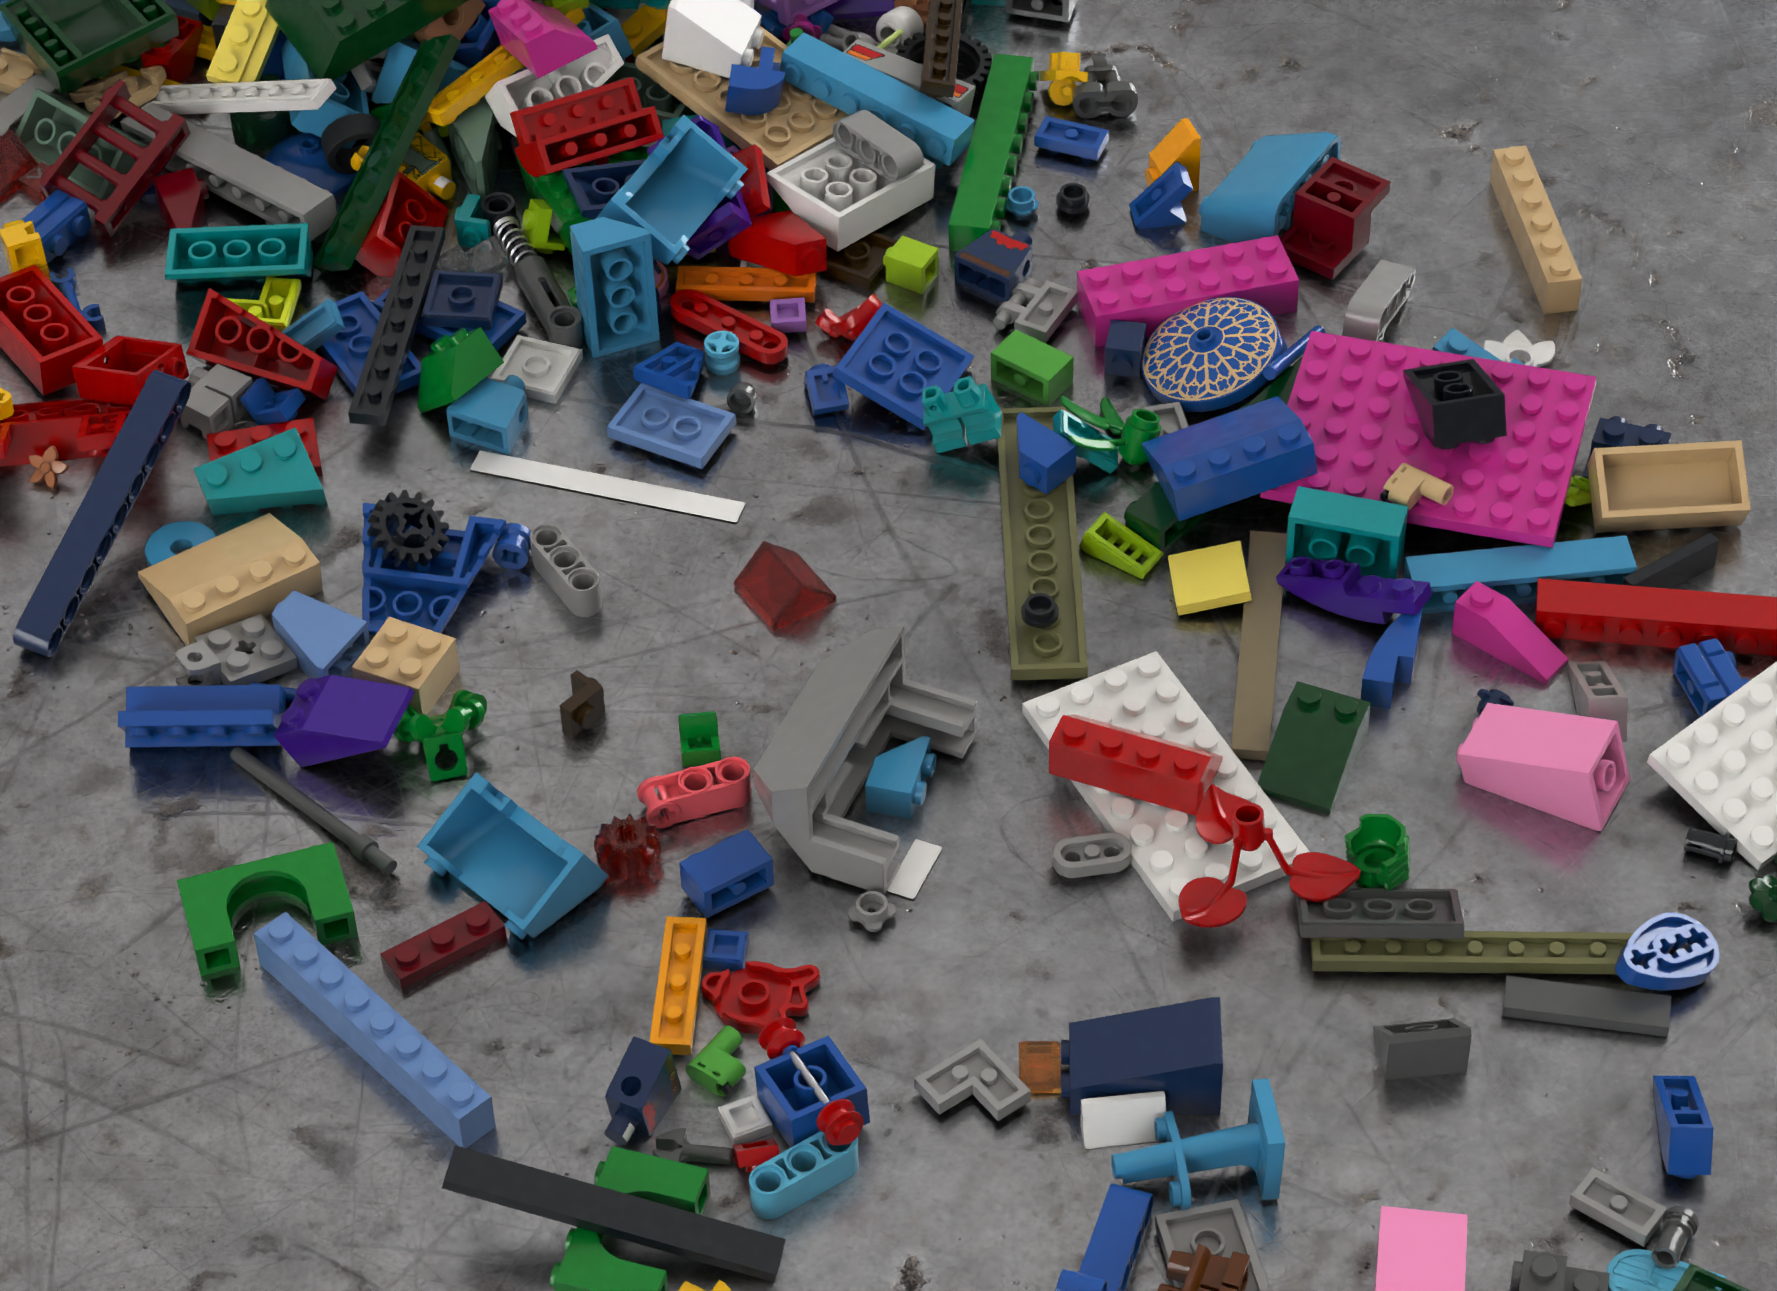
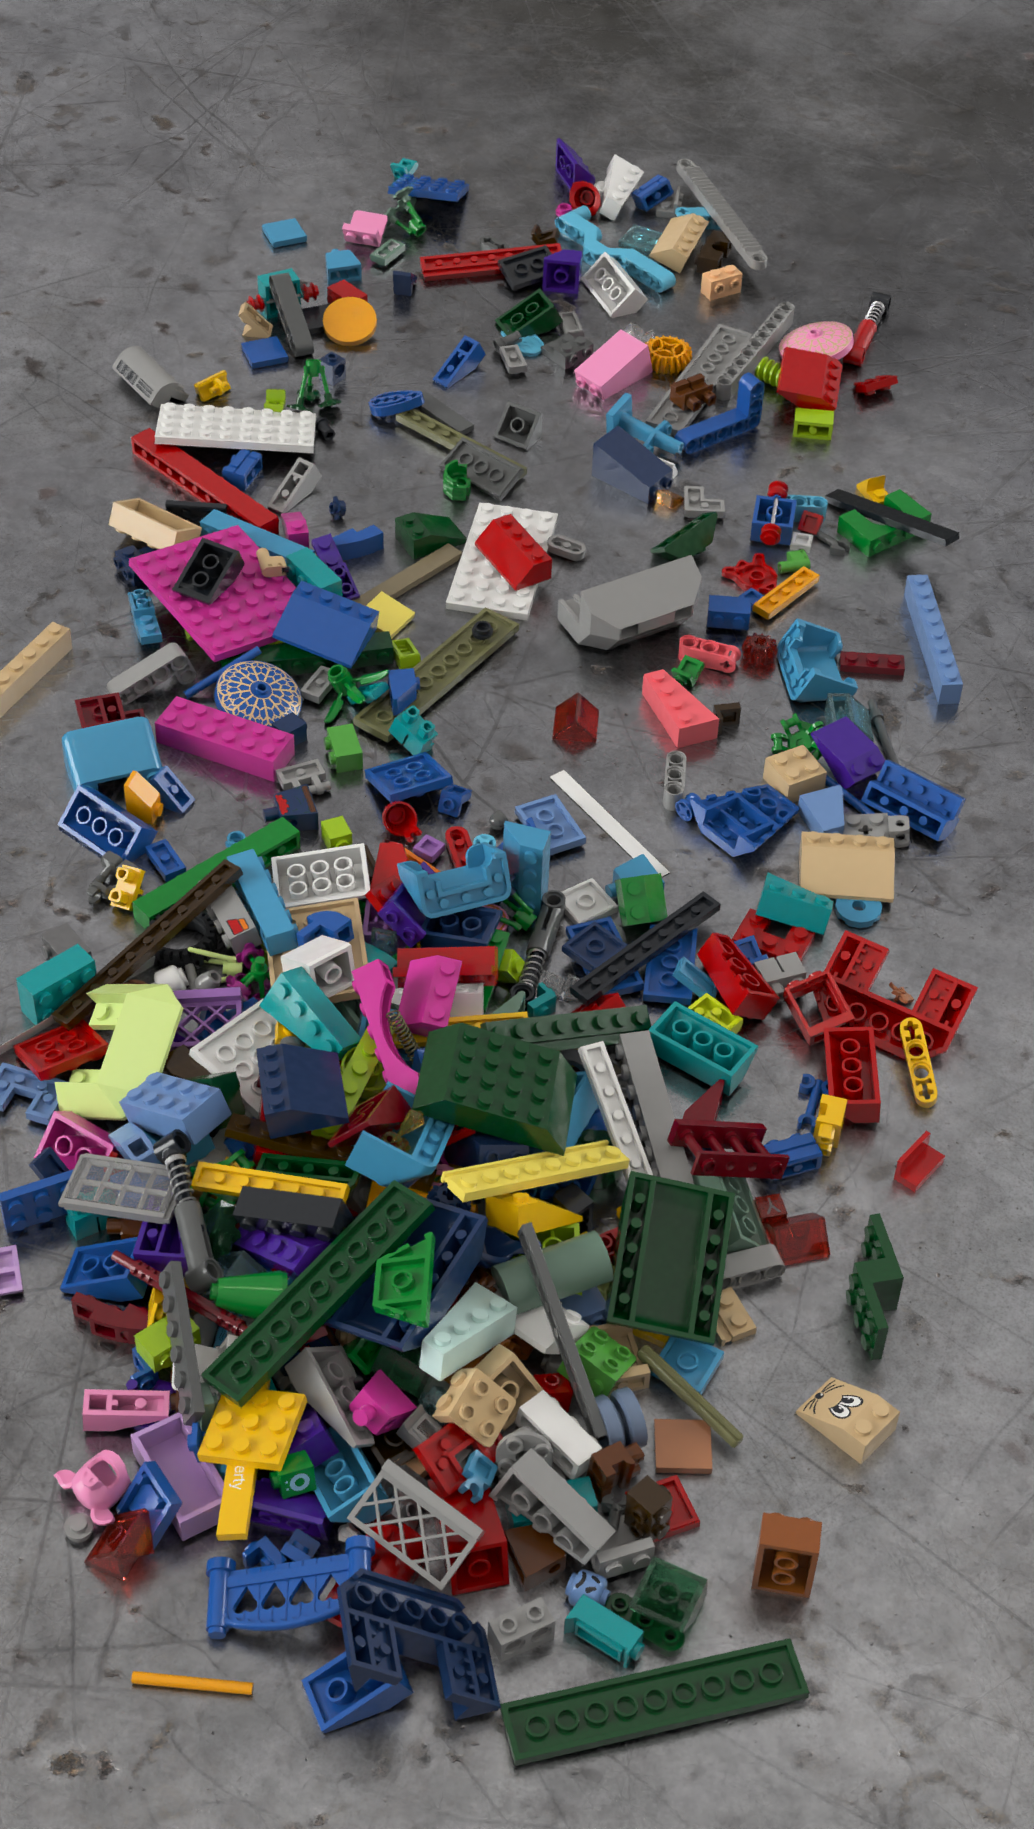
camera: 145 degrees left, 0 degrees up
(102, 514) = (896, 909): dark blue beam -> none
(304, 875) = (961, 726): green arch -> none
(394, 795) = (844, 704): none -> clear light blue slope
(396, 515) = (745, 817): black gear -> none
(641, 1090) = (839, 556): dark blue torso -> none
(658, 669) = (678, 710): none -> coral wedge
(878, 145) = (296, 869): light grey beam -> none
(922, 958) = (689, 539): none -> dark green wedge
(1073, 198) = (209, 827): black plate -> none
(1219, 129) = (105, 825): none -> blue slope
(1226, 817) = (489, 488): red plant -> none
(1519, 346) = (115, 630): white plate -> none
(1547, 761) = (349, 472): bright pink slope -> none

